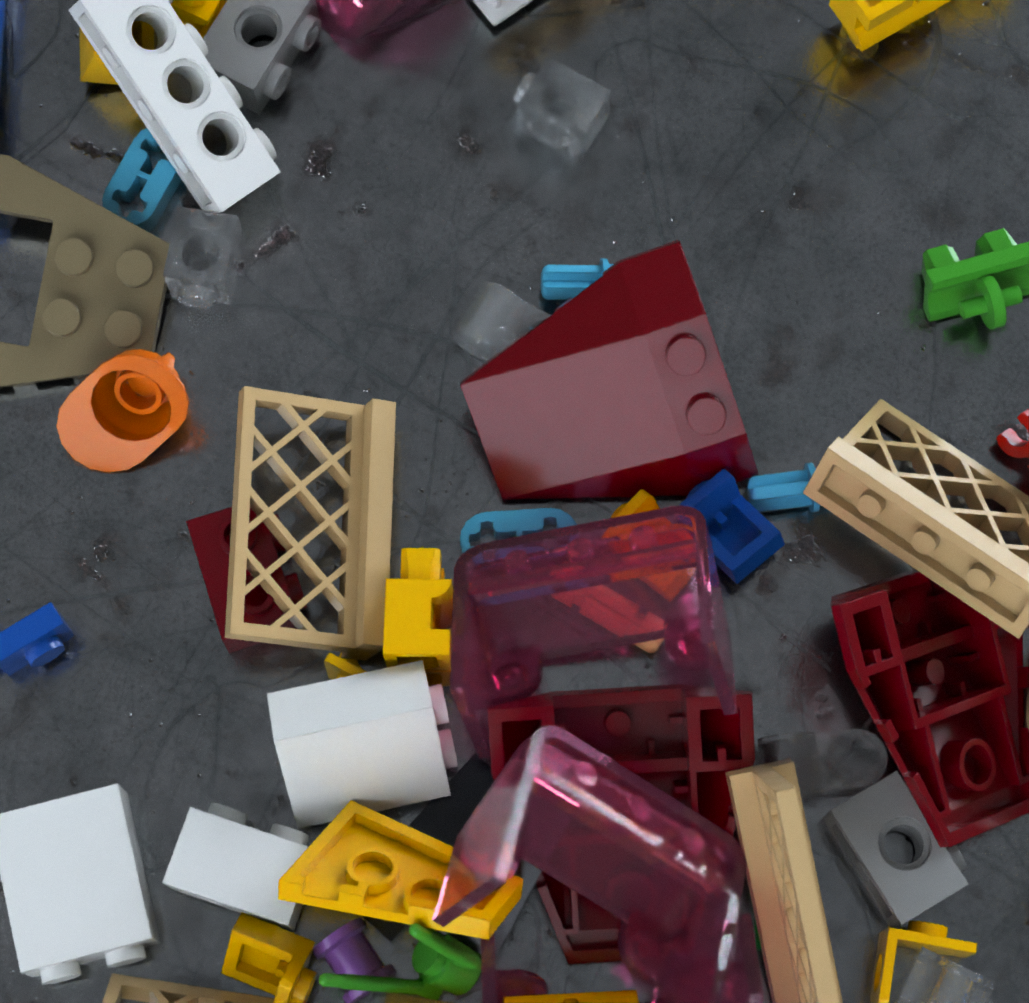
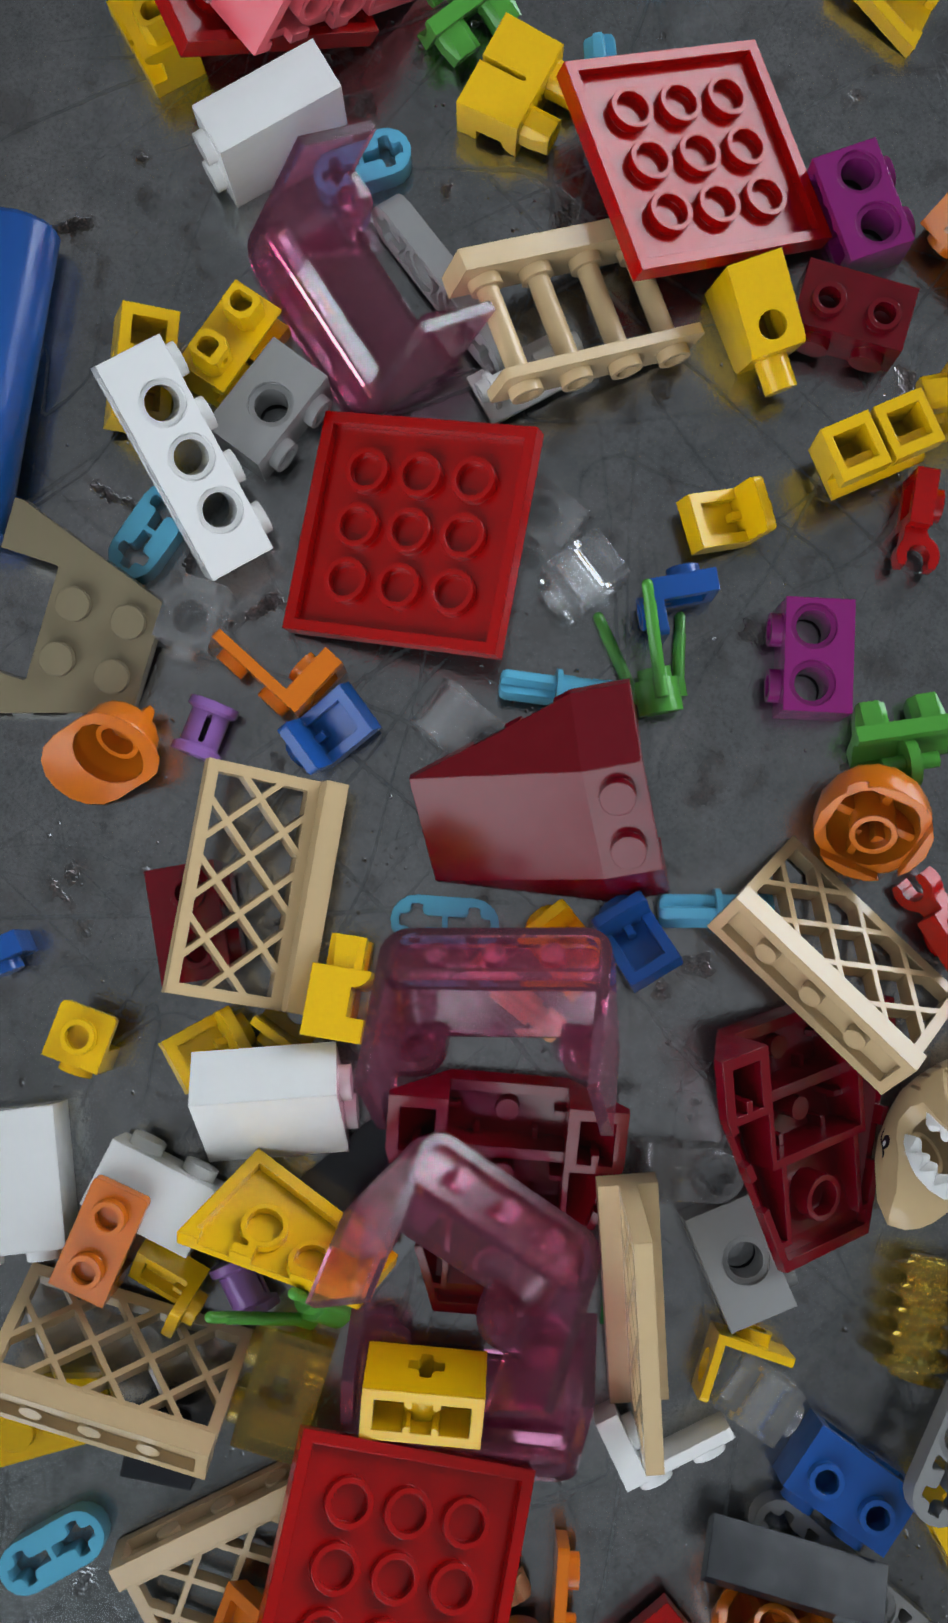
camera: 10 degrees right, 10 degrees up
(141, 712) = (82, 1040): none -> yellow bracket
(191, 920) = (99, 1241): none -> orange bracket
(229, 350) = (201, 710): none -> medium lavender bush
(250, 708) = (215, 1032): none -> yellow bracket
(337, 305) = (311, 676): none -> orange bracket
(366, 353) = (329, 730): none -> blue bracket
(427, 138) = (414, 532): none -> red plate
(613, 160) = (582, 575): none -> clear brick
(711, 163) = (681, 587): none -> blue bracket
(712, 264) = (658, 688): none -> bright green plant
(755, 83) = (727, 517): none -> yellow bracket
(882, 213) = (827, 662): none -> magenta brick
(954, 47) = (918, 510): none -> red plate
(961, 365) = (873, 822): none -> orange cylinder

